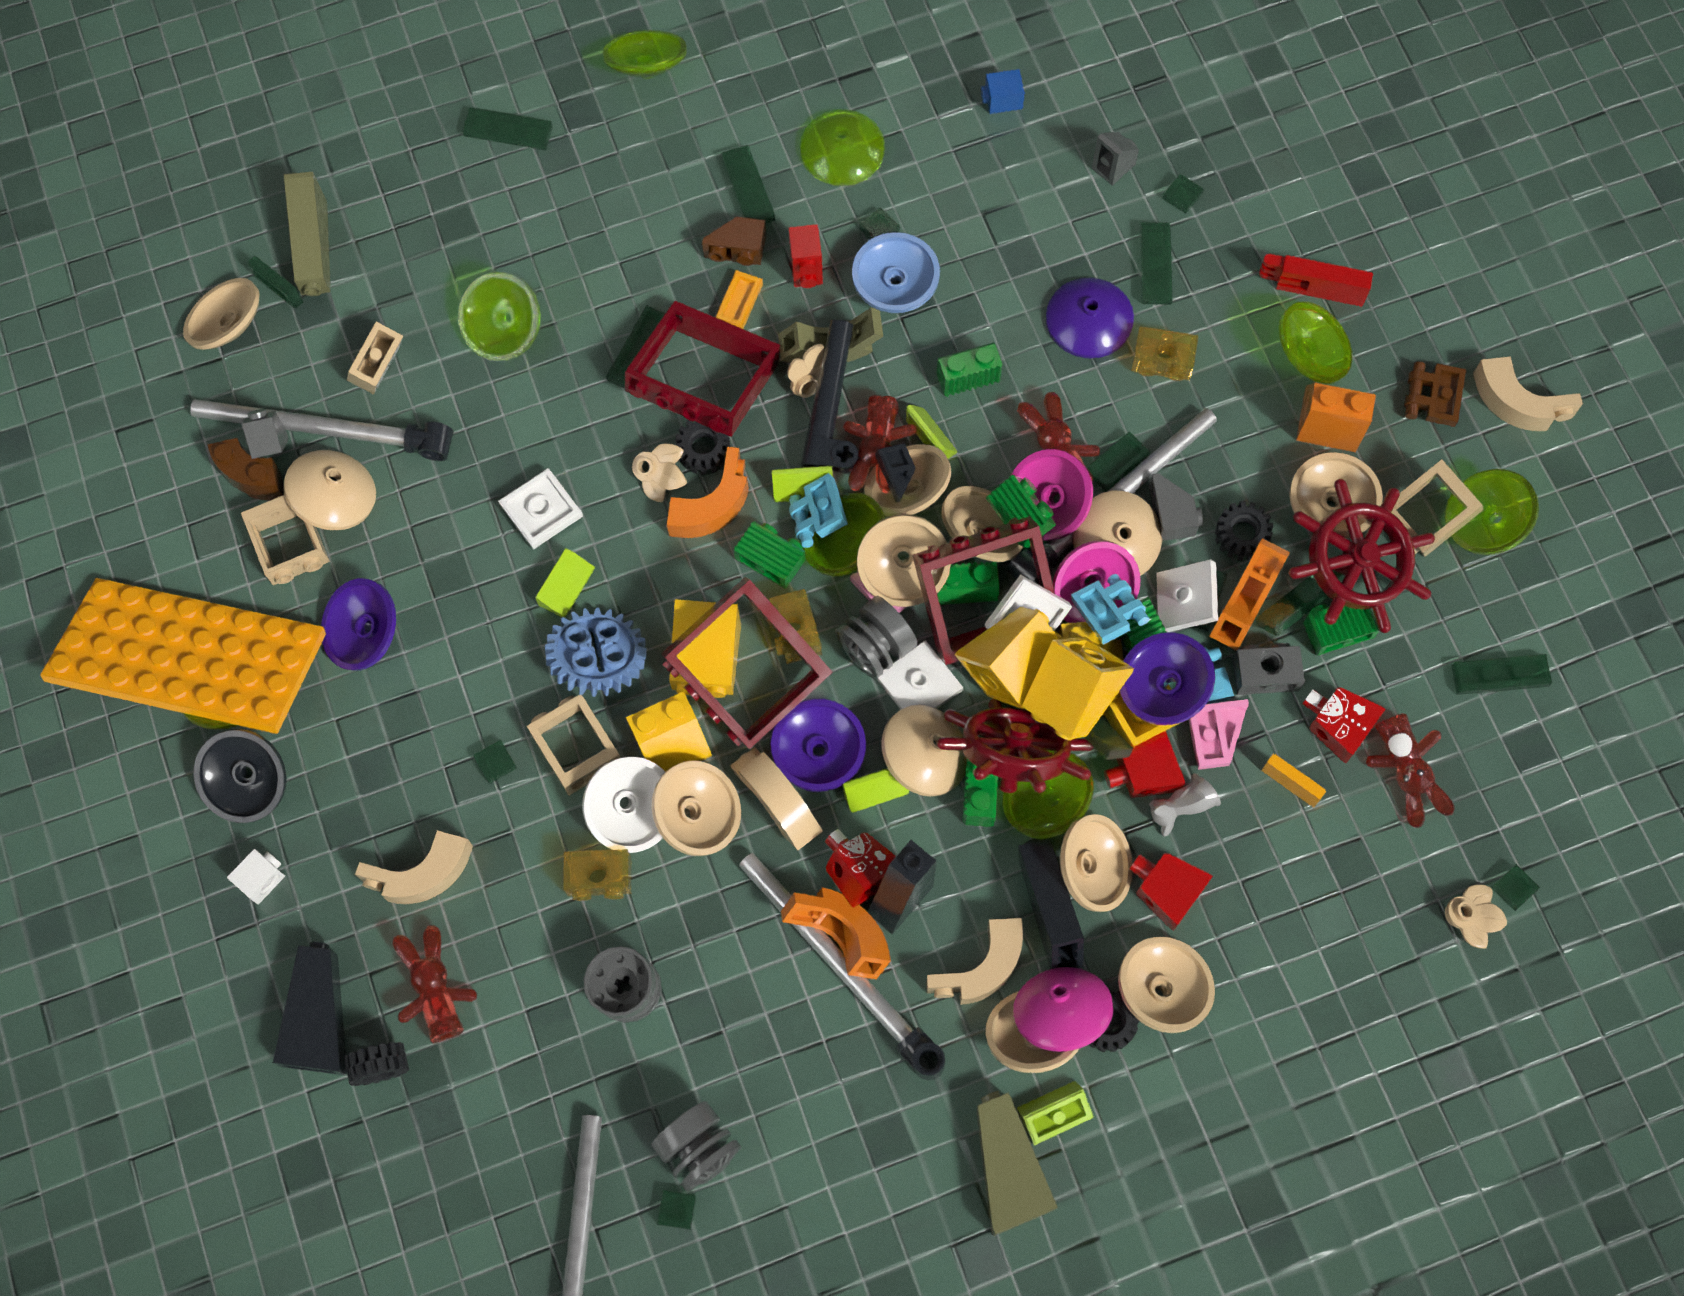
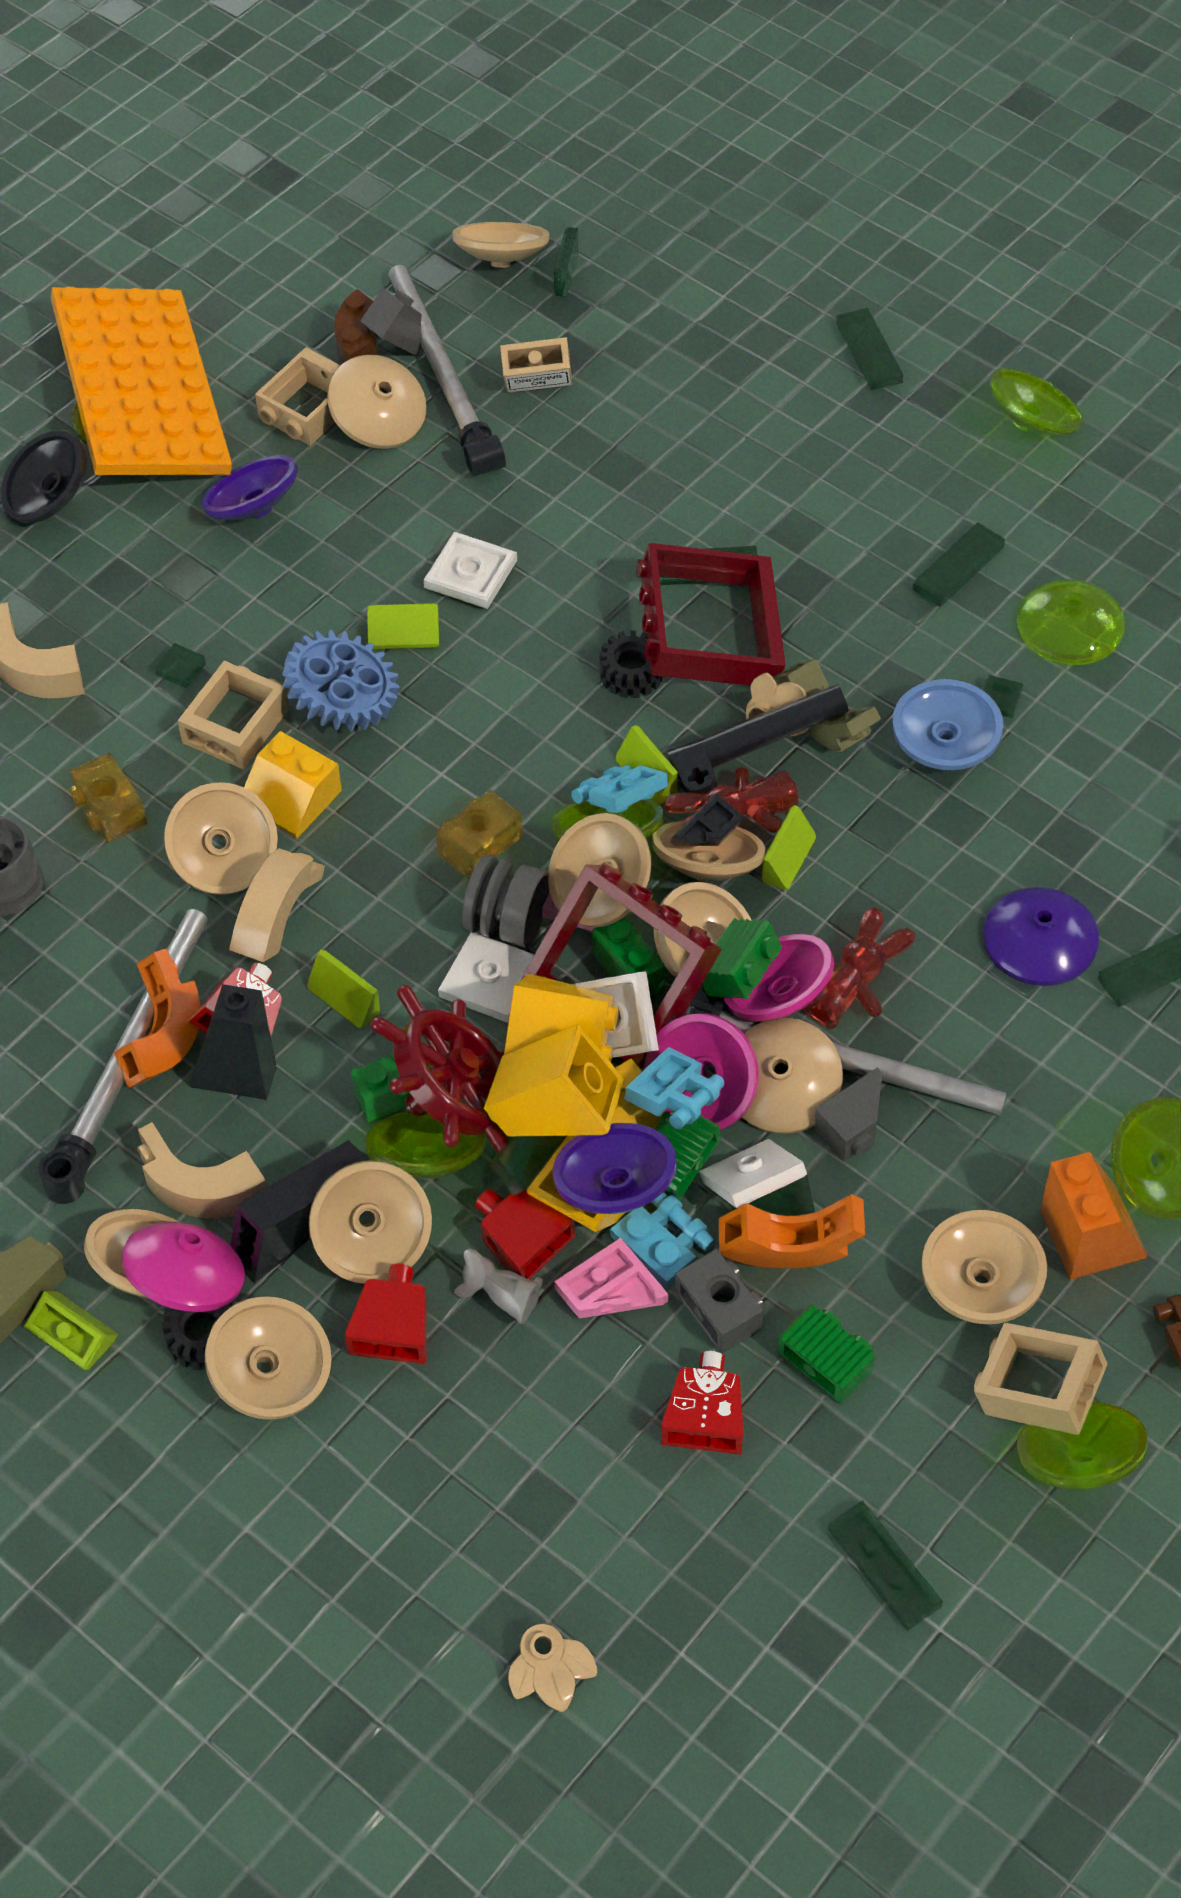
camera: 60 degrees right, 15 degrees down
(308, 233) = (633, 255): olive slope -> none
(484, 314) = (649, 432): clear neon green dish -> none
(628, 826) = (178, 762): white dish -> none
(662, 473) = (574, 638): tan plate -> none
(711, 513) = (574, 708): orange arch -> none
(711, 654) = (401, 765): yellow slope -> none
(737, 241) = (885, 582): reddish brown slope -> none
(739, 299) = (820, 619): light orange tile -> none
(770, 554) = (546, 774): green brick -> none
(780, 709) = (451, 803): dark red window -> none
(806, 256) = (904, 638): red brick -> none
(816, 725) = (349, 895): dark purple dish -> none
(914, 756) = (377, 994): tan dish -> none
(969, 369) = (885, 846): green brick -> none
(1118, 461) = (882, 1038): clear green tile -> none
(1177, 345) = (1044, 1001): clear yellow brick -> none
(1247, 514) = (888, 1181): black tyre -> none
(1293, 606) = (829, 1296): clear green tile -> none
(1293, 780) = (598, 1388): light orange tile -> none
(1361, 556) = (913, 1314): dark red piece -> none
(1412, 772) = (687, 1511): clear red animal -> none
(1515, 887) = (614, 1700): clear green tile -> none

